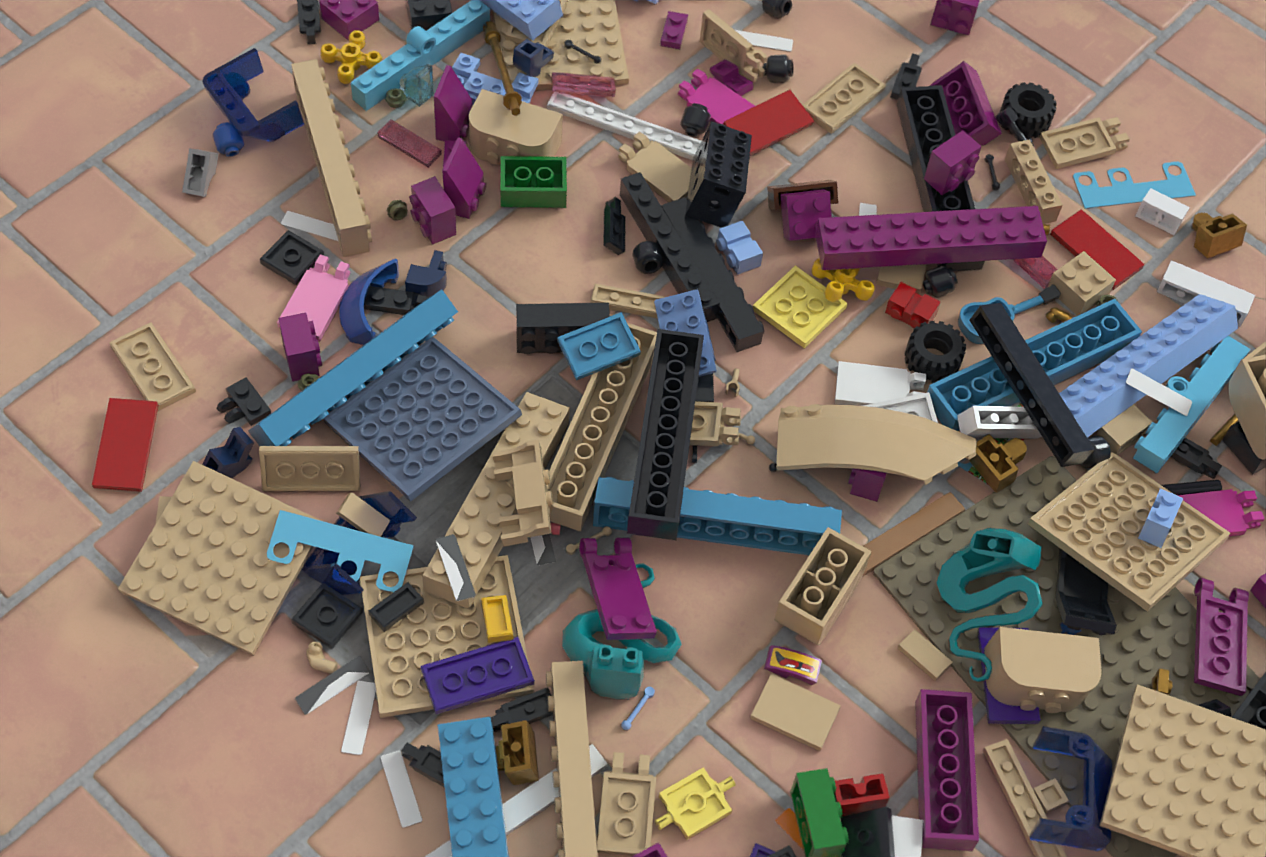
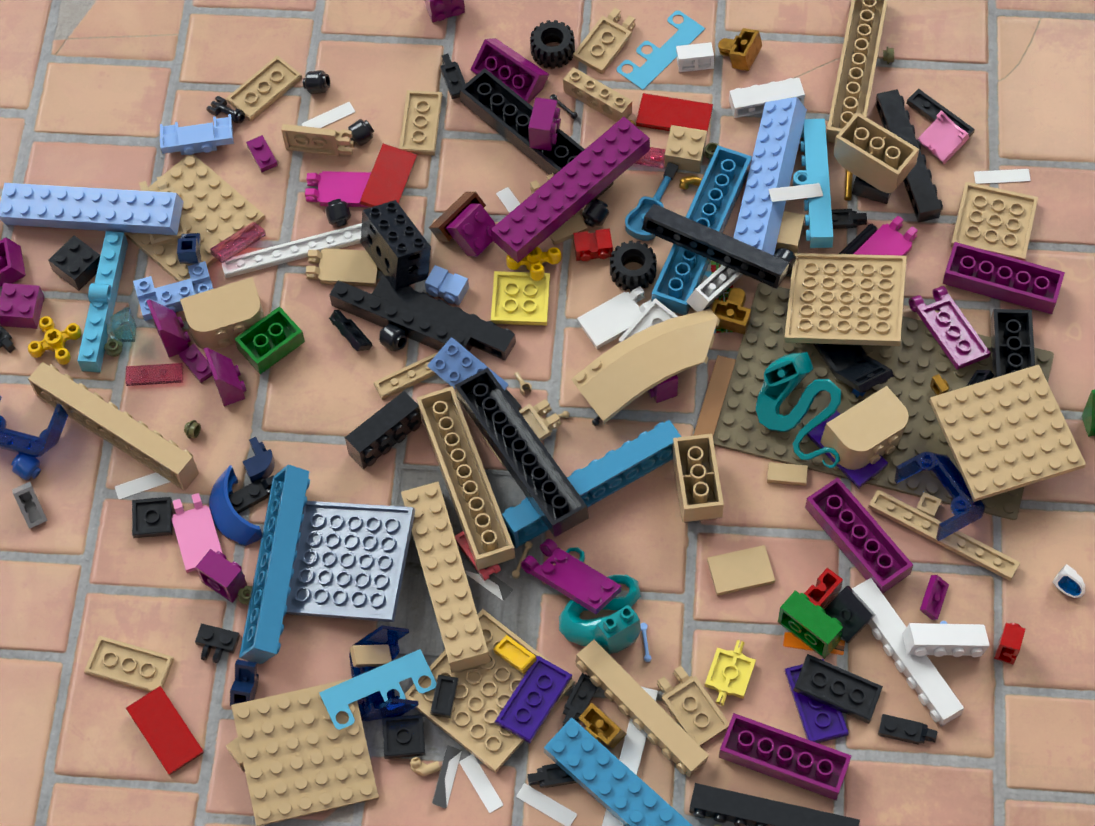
camera: 30 degrees left, 5 degrees up
(310, 468) = (306, 651): tan tile -> none
(433, 210) = (222, 412): magenta brick -> none
(455, 567) = (466, 642): dark grey sticker -> none
(511, 99) = (142, 252): pearl gold bar -> none
(531, 494) = (478, 561): tan bracket -> none
(569, 44) = (201, 218): black hinge -> none
(599, 346) = (424, 425): dark azure tile -> none
(729, 75) = (330, 162): magenta slope -> none
(793, 663) = (714, 541): slope -> none
(1008, 118) = (547, 60): black hinge -> none
(1160, 518) = (862, 278): light blue brick -> none

